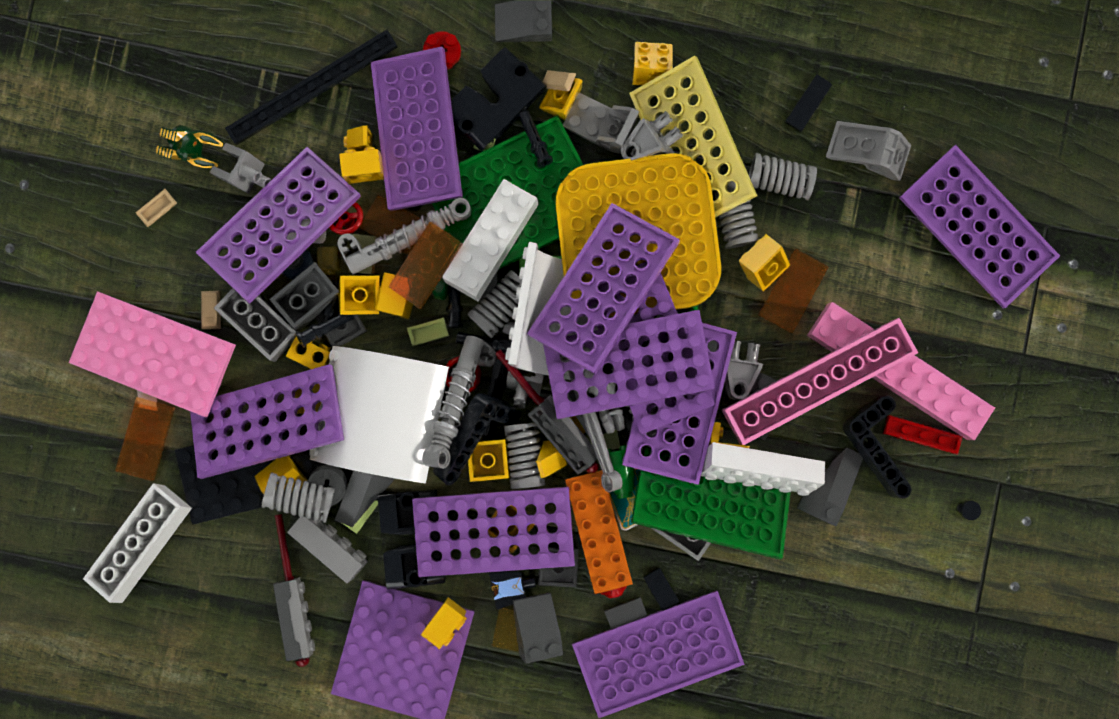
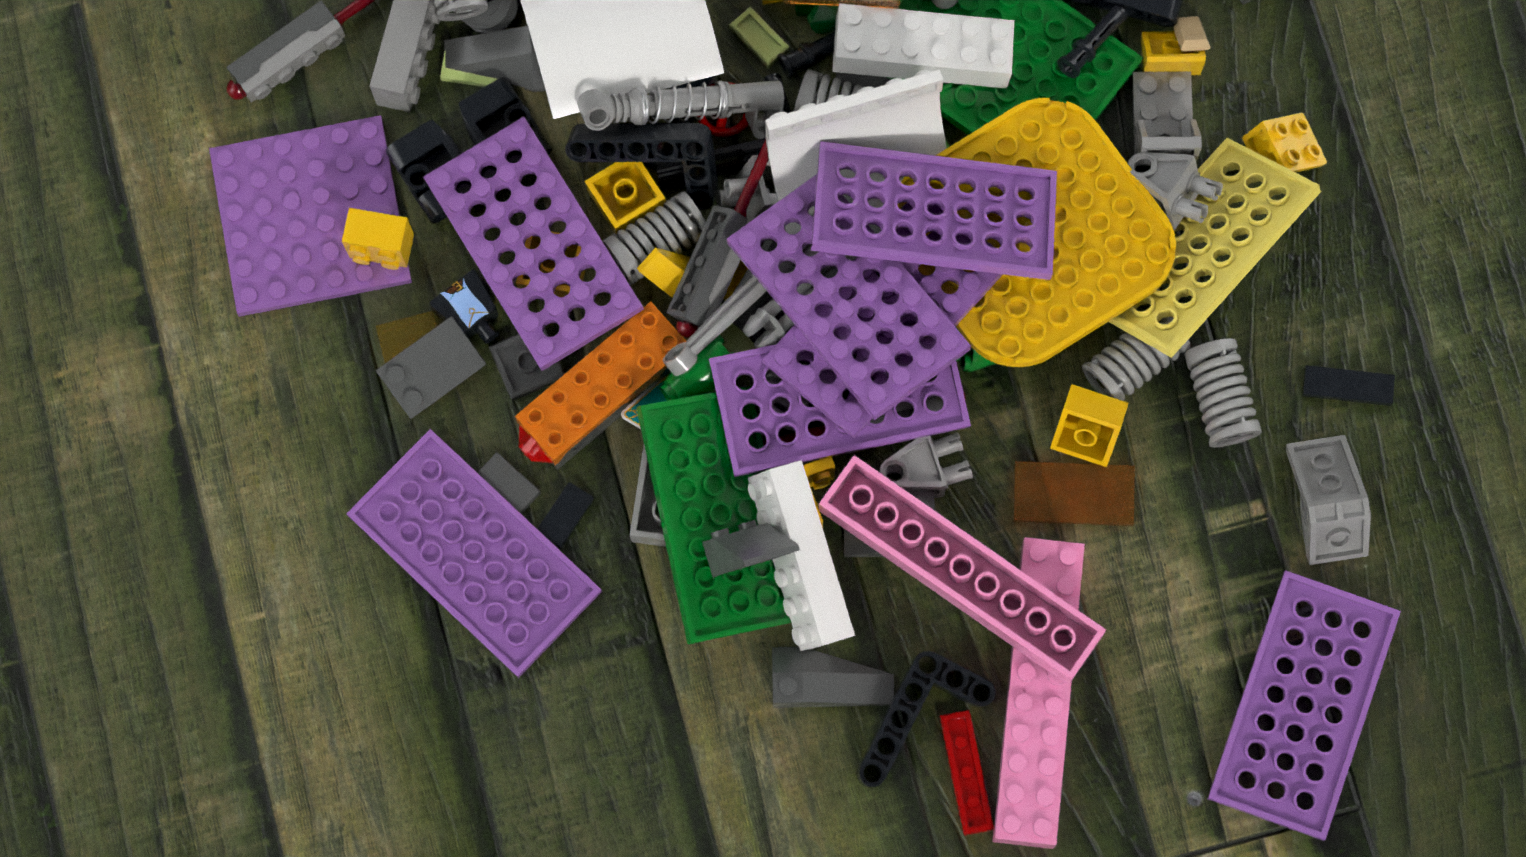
camera: 70 degrees right, 10 degrees down
(749, 499) = (746, 547): none -> dark grey slope

